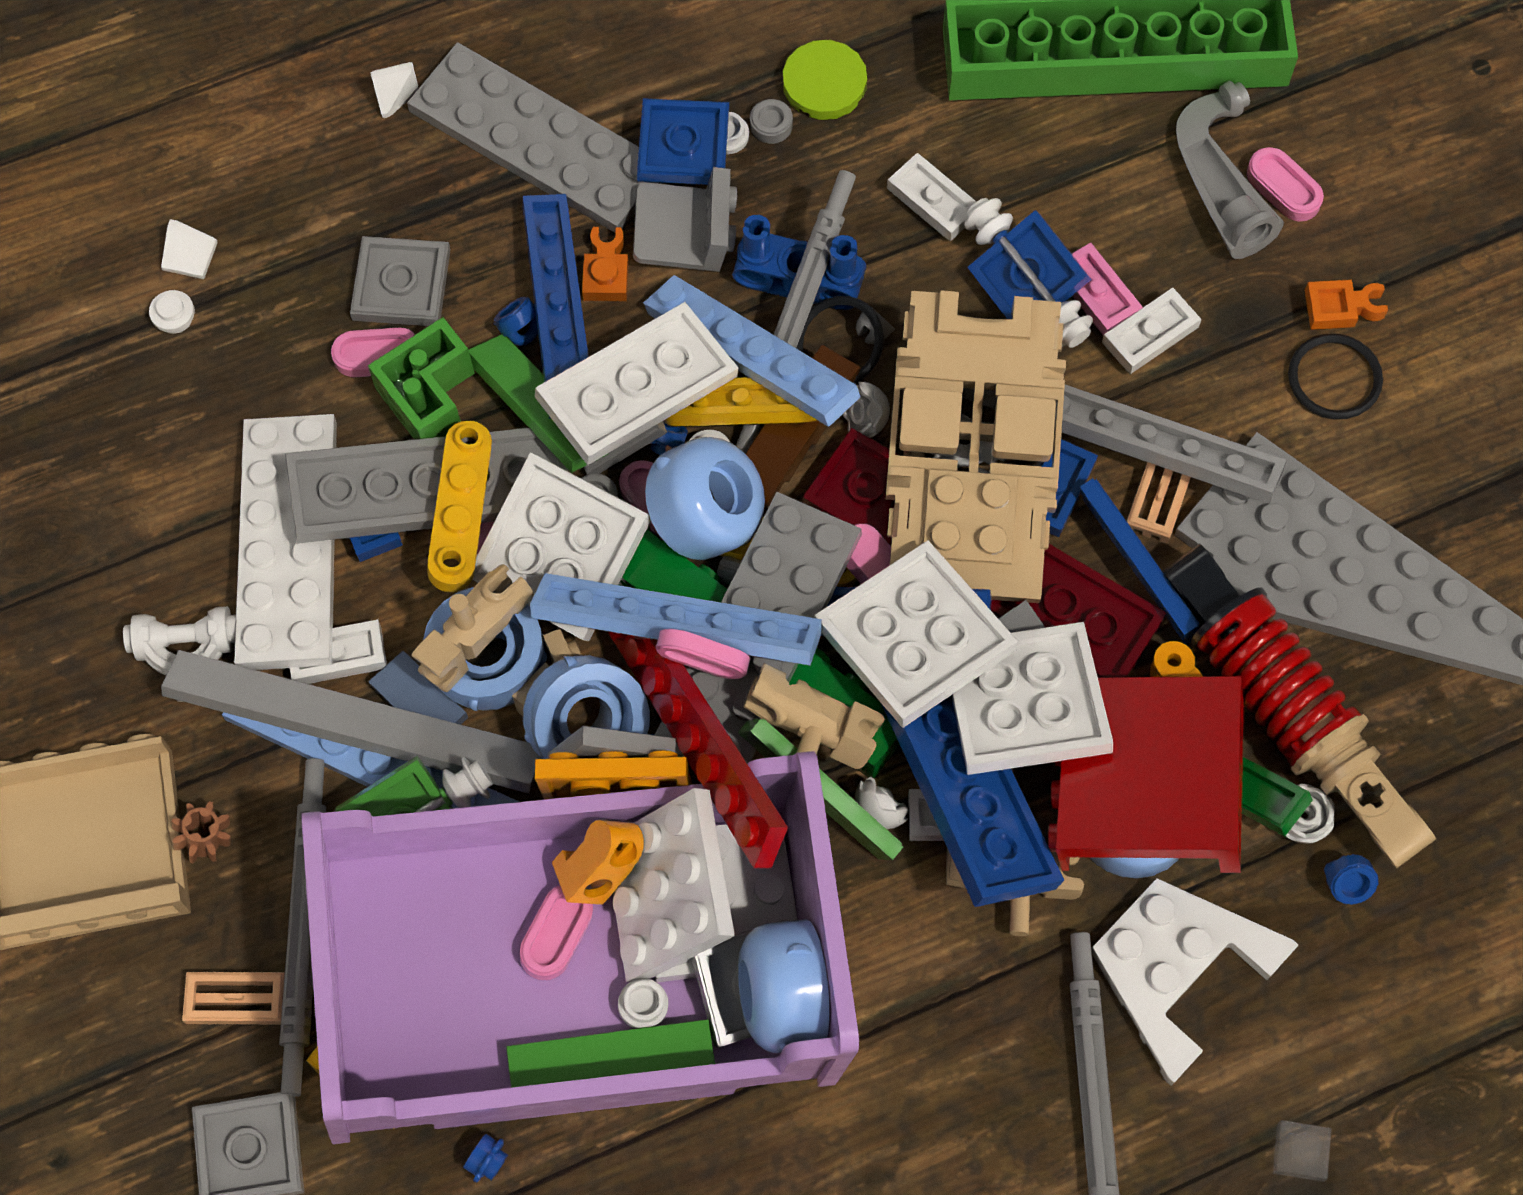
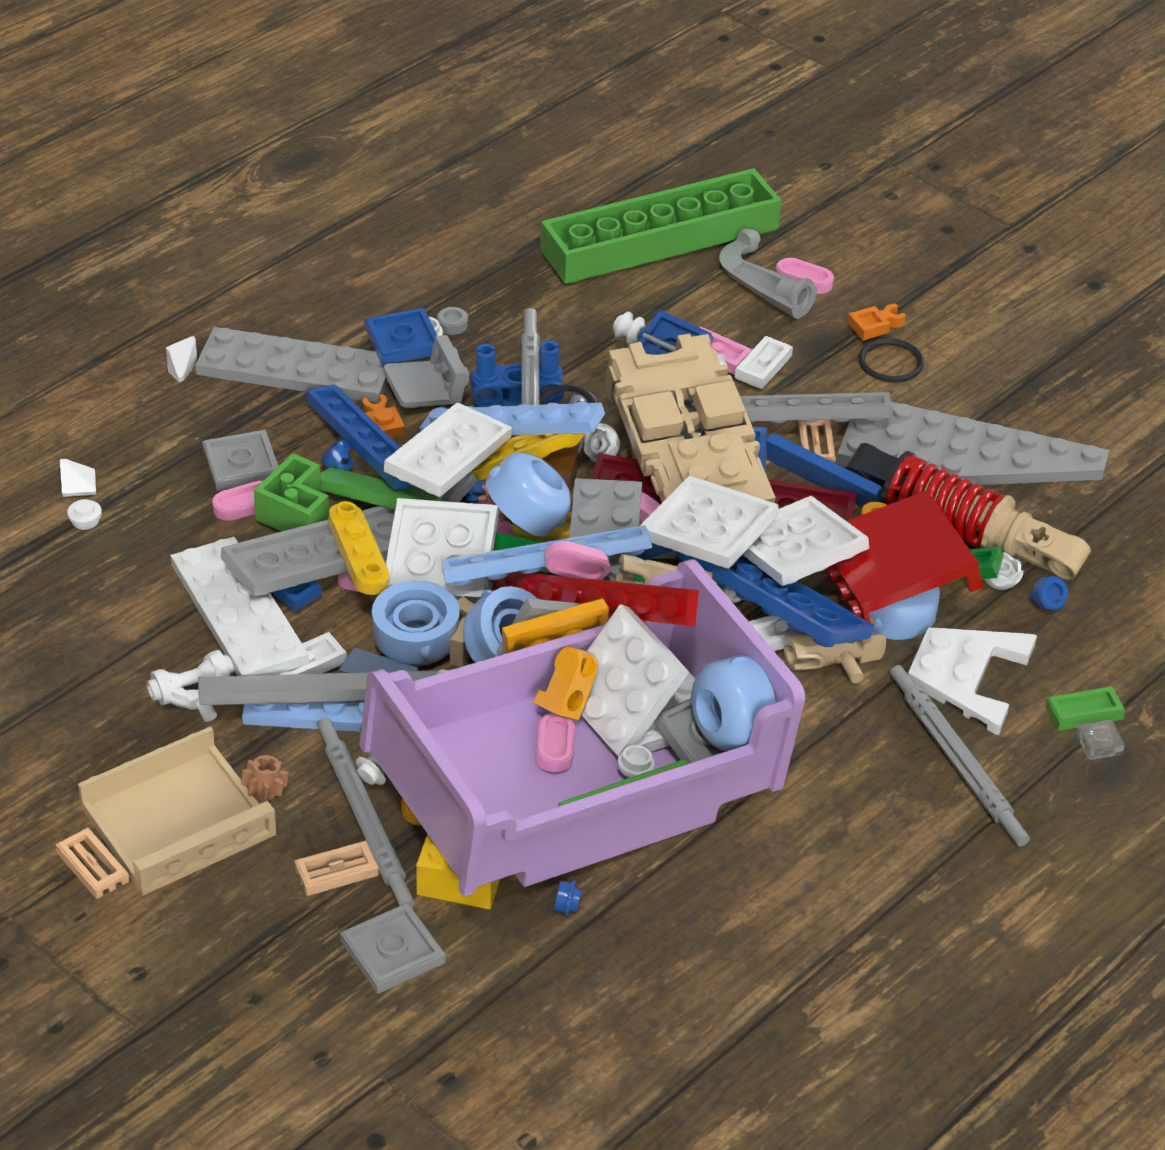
camera: 25 degrees left, 25 degrees down
(471, 627) = (408, 597): tan piece -> none
(824, 79) = (477, 291): lime tile -> none
(931, 196) = (583, 330): white plate -> none
(1308, 1088) = (1084, 707): none -> bright green tile

